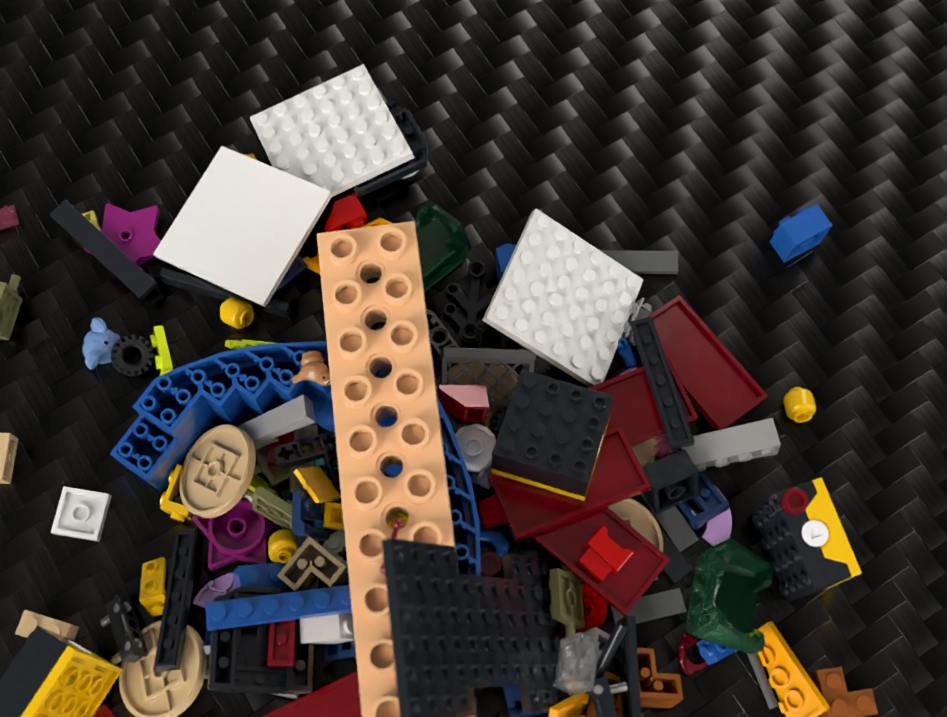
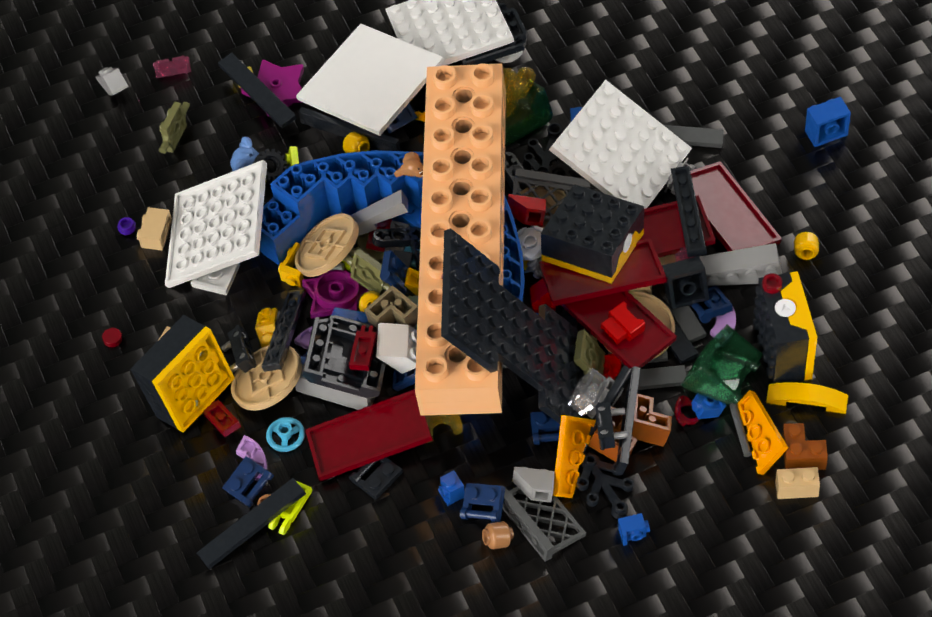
camera: 15 degrees right, 15 degrees down
(73, 454) = (216, 224): none -> white tile
(278, 607) = (362, 328): blue plate -> none
(317, 484) = (403, 254): yellow piece -> none
(425, 217) = (517, 86): none -> clear yellow piece
(625, 350) = (666, 194): blue arm -> none
(831, 616) = (807, 394): none -> yellow slope

